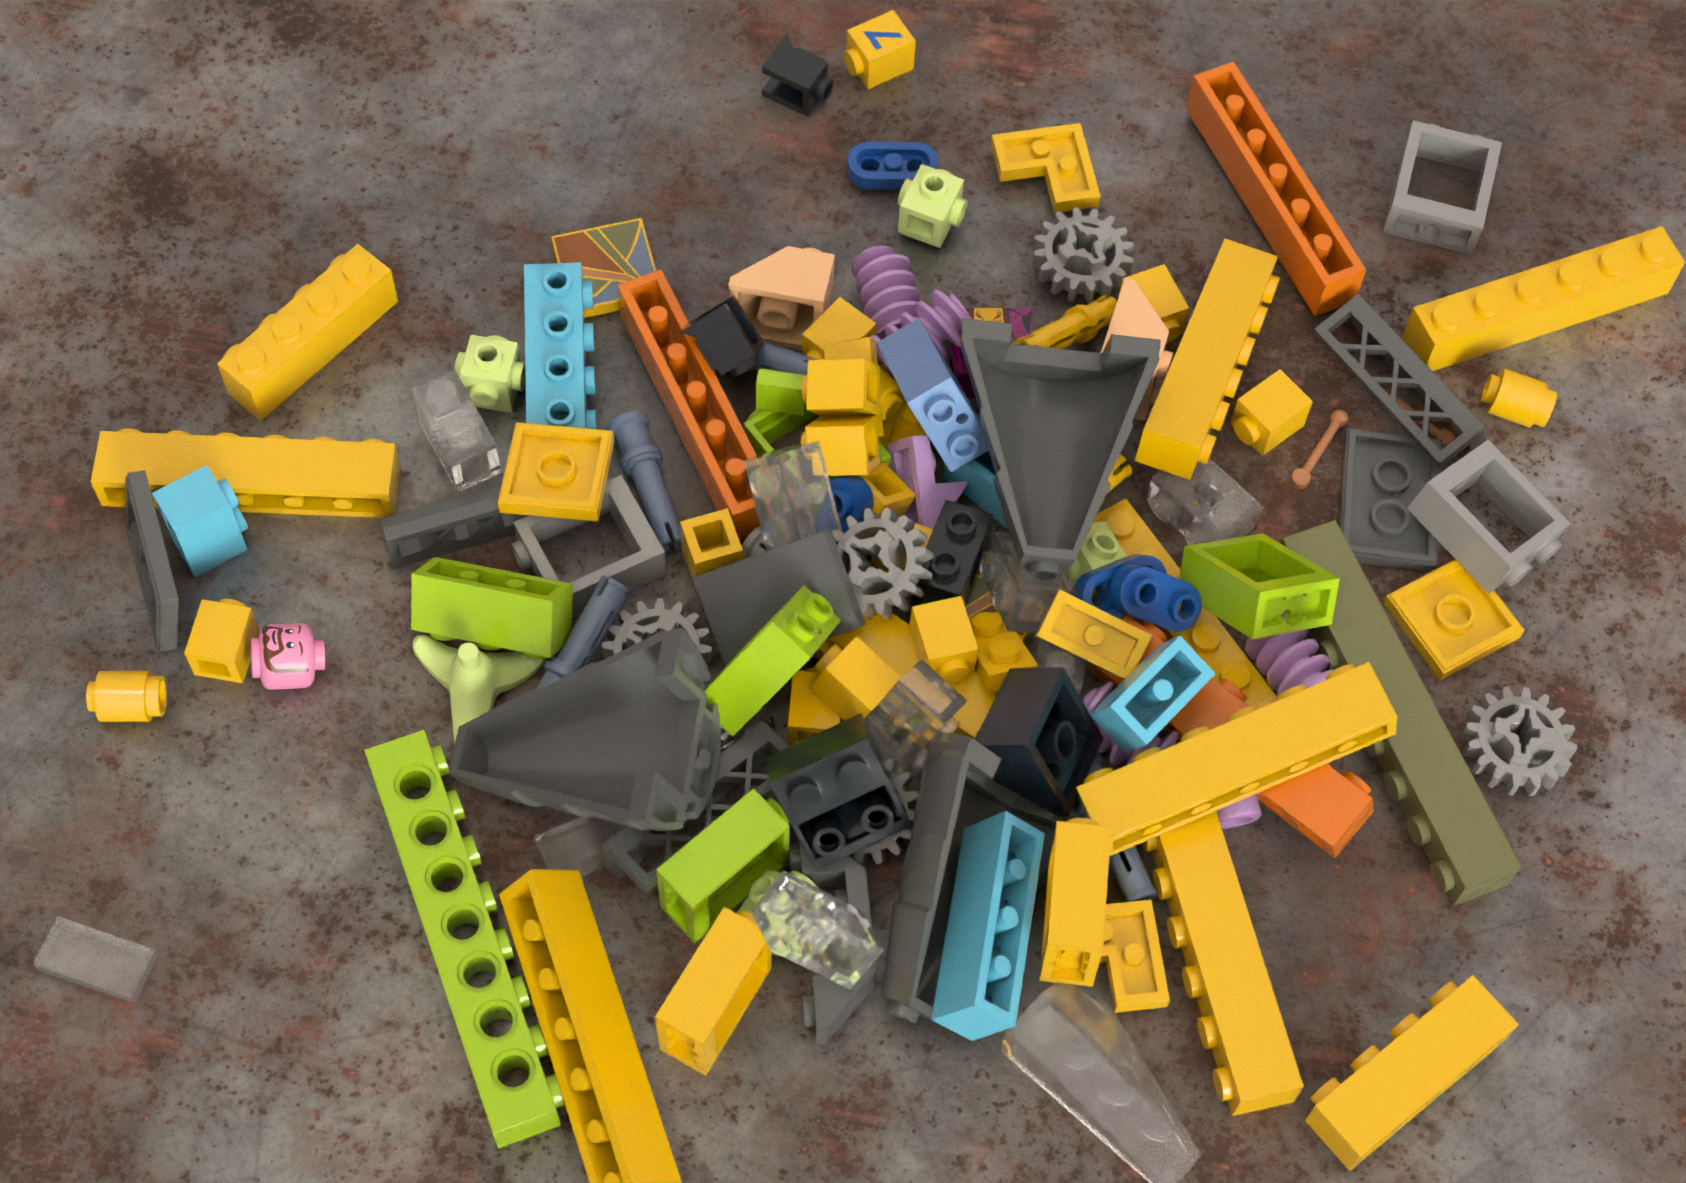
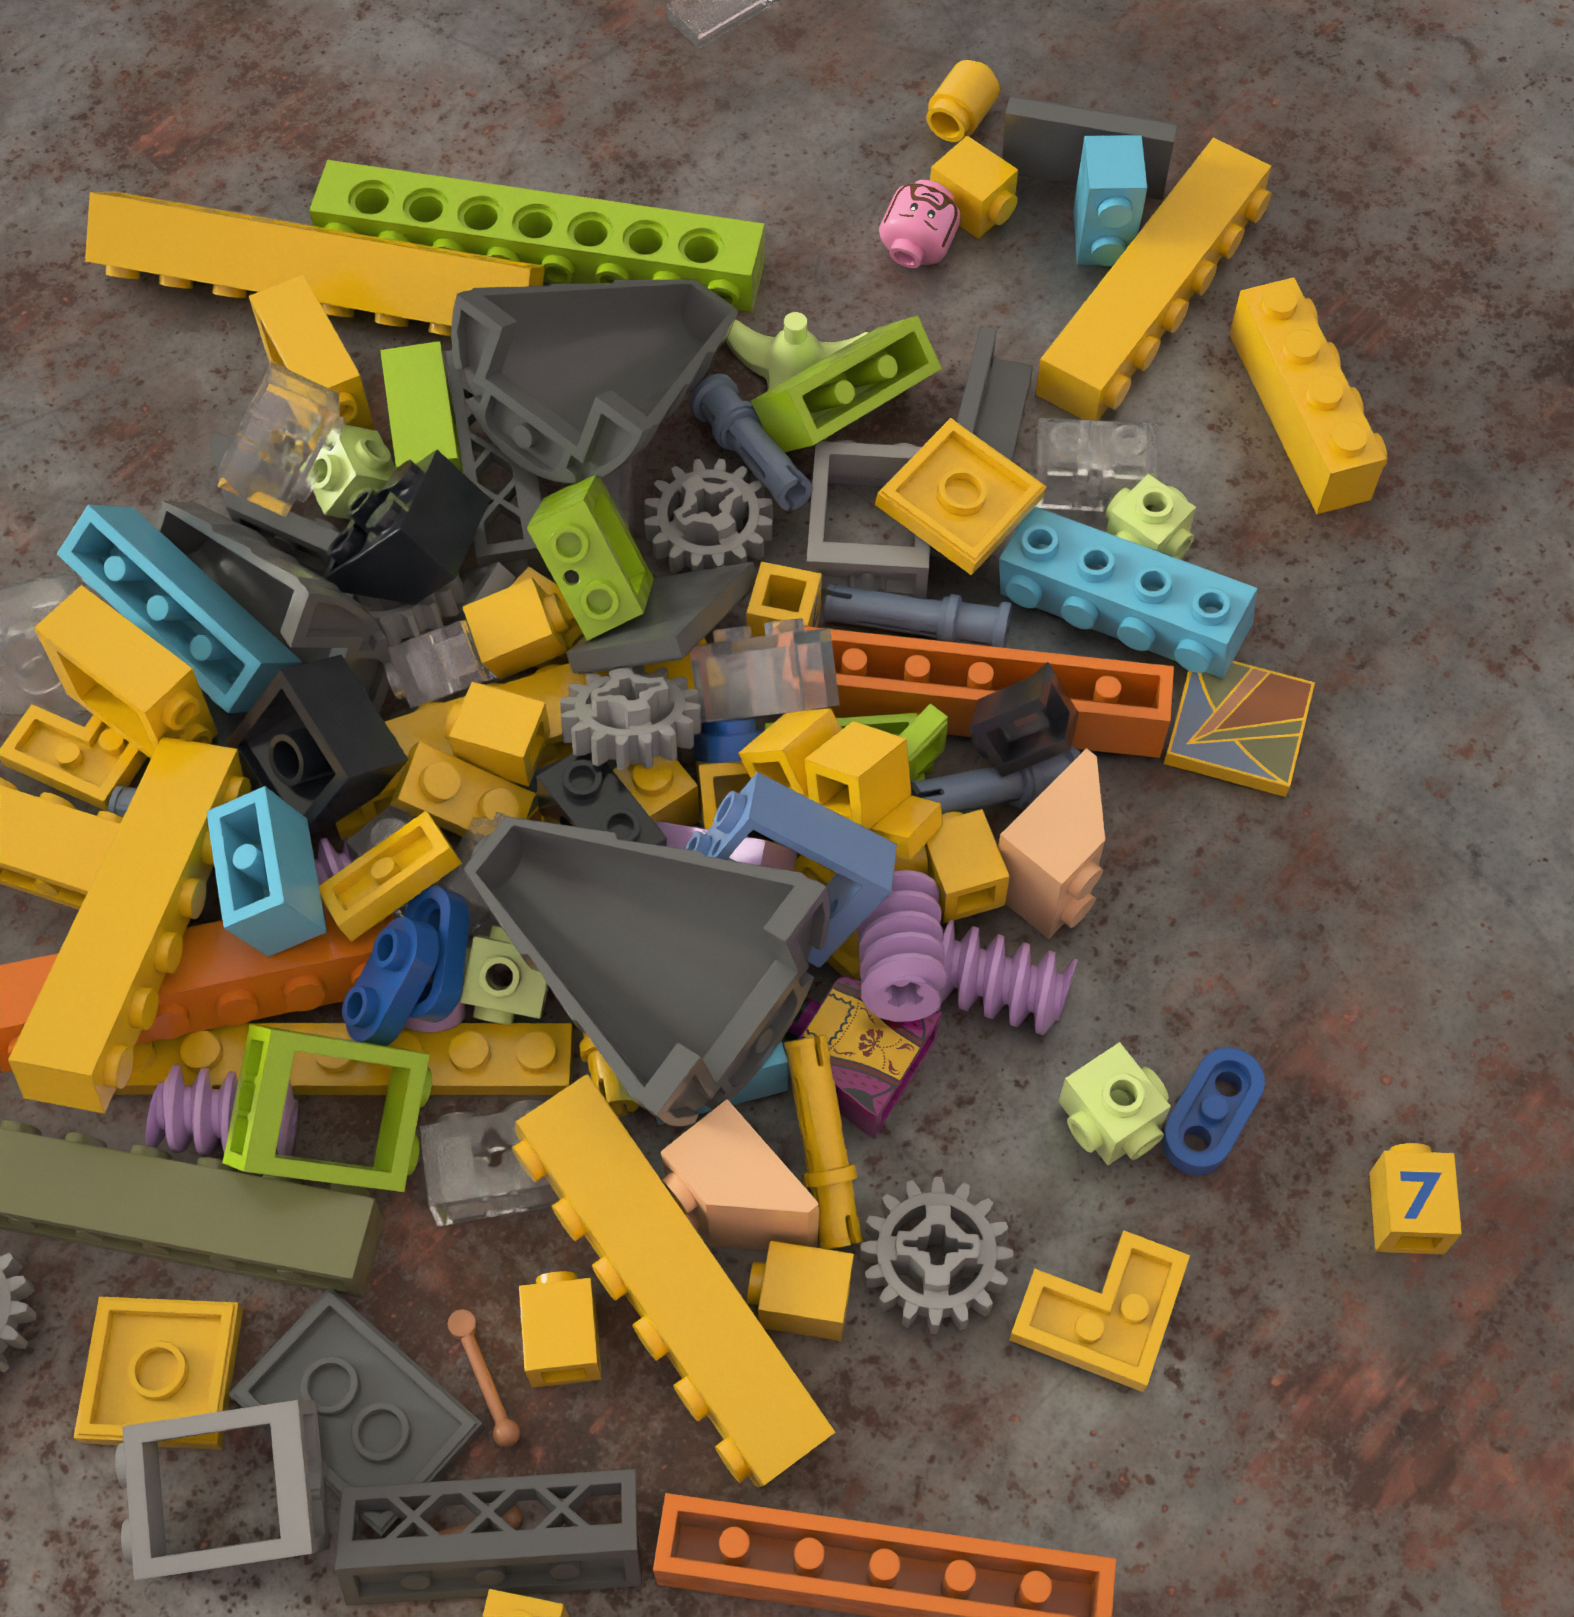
camera: 125 degrees right, 0 degrees up
(797, 78) = (1421, 1070): black window -> none

